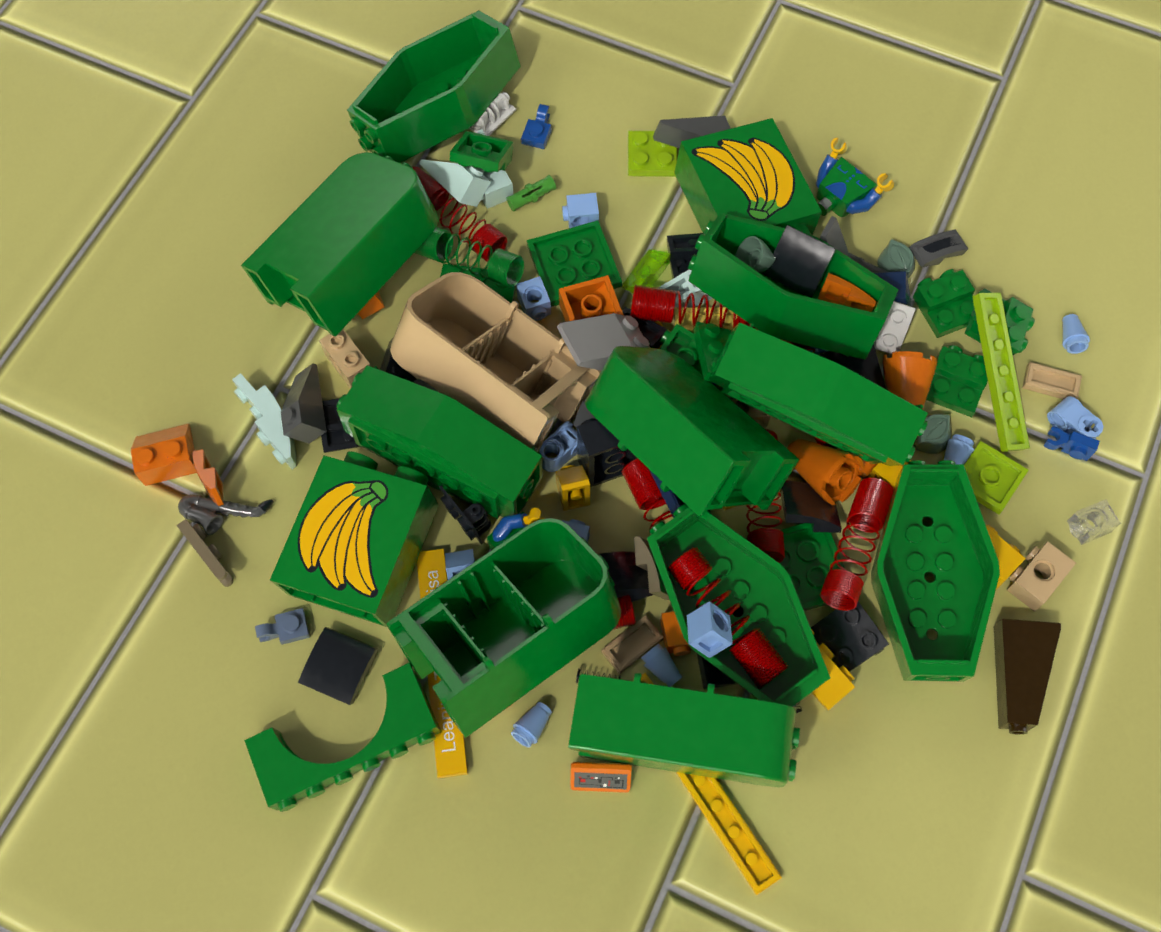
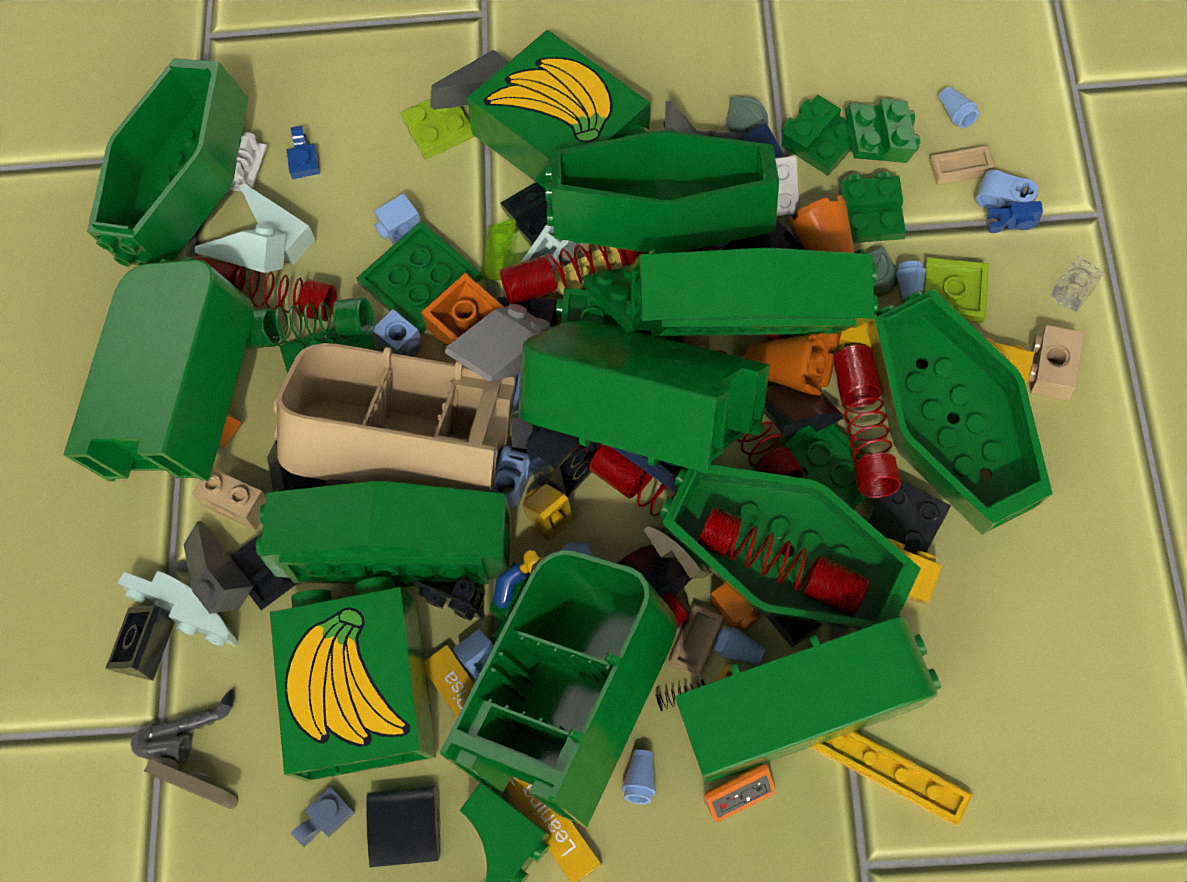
camera: 20 degrees left, 0 degrees up
(163, 455) = (85, 702): orange slope -> none
(208, 477) = (150, 701): orange slope -> none
(227, 432) = (141, 642): none -> black slope
(482, 152) = (261, 207): green plate -> none
(544, 185) = (343, 211): bright green pin -> none
(709, 629) = (776, 583): light blue brick -> none
(755, 254) = (609, 177): sand green hat -> none
(800, 261) = (658, 163): black slope -> none
(845, 187) = (654, 66): torso -> none
(845, 293) = (720, 174): orange slope -> none
(938, 247) = (780, 84): dark grey slope -> none
(1001, 372) = (911, 179): lime plate -> none
(1023, 670) = (1090, 464): dark brown slope -> none

